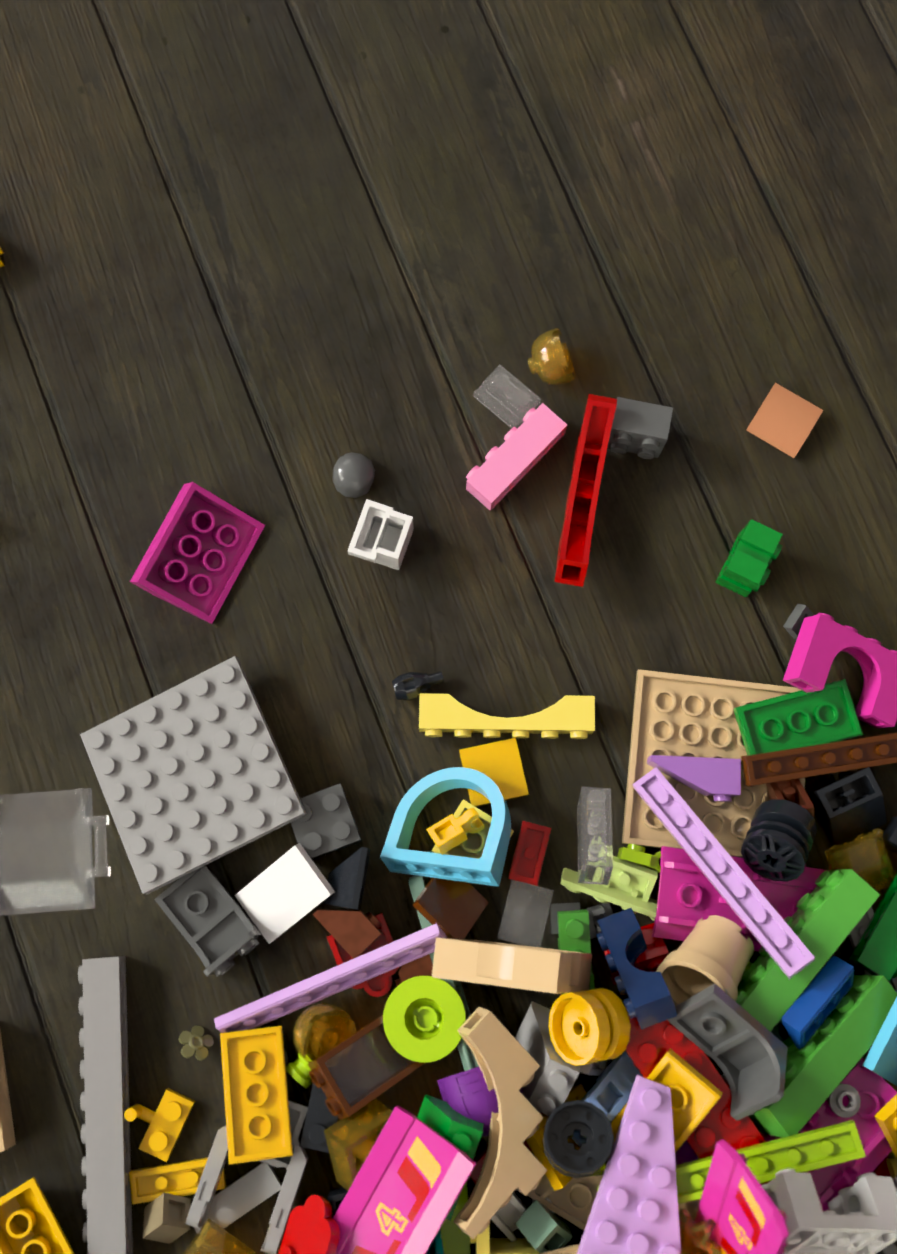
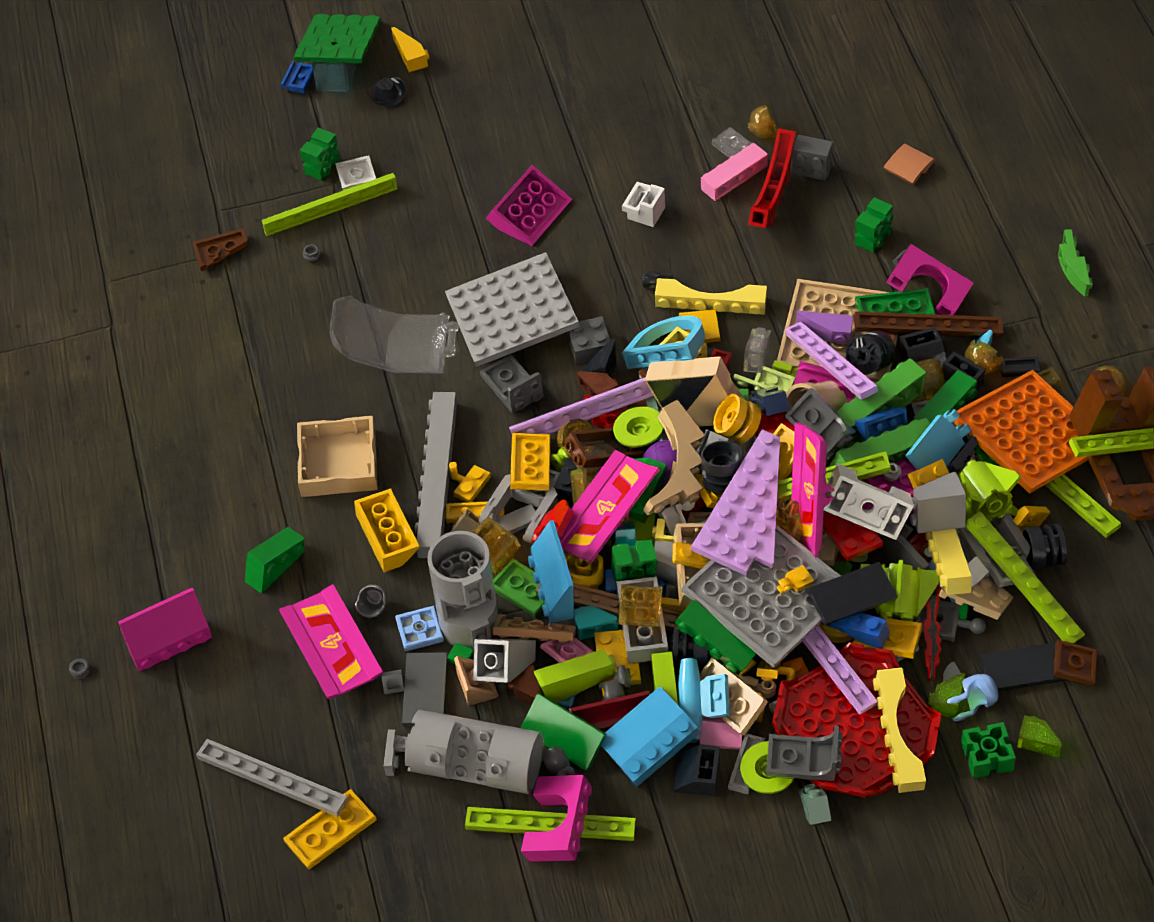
camera: 15 degrees right, 25 degrees down
(195, 1043) = (495, 444): olive plant -> none
(284, 893) = (561, 369): white tile -> none
(353, 475) = (629, 175): dark grey hair -> none
(451, 830) = (667, 336): yellow plate -> none

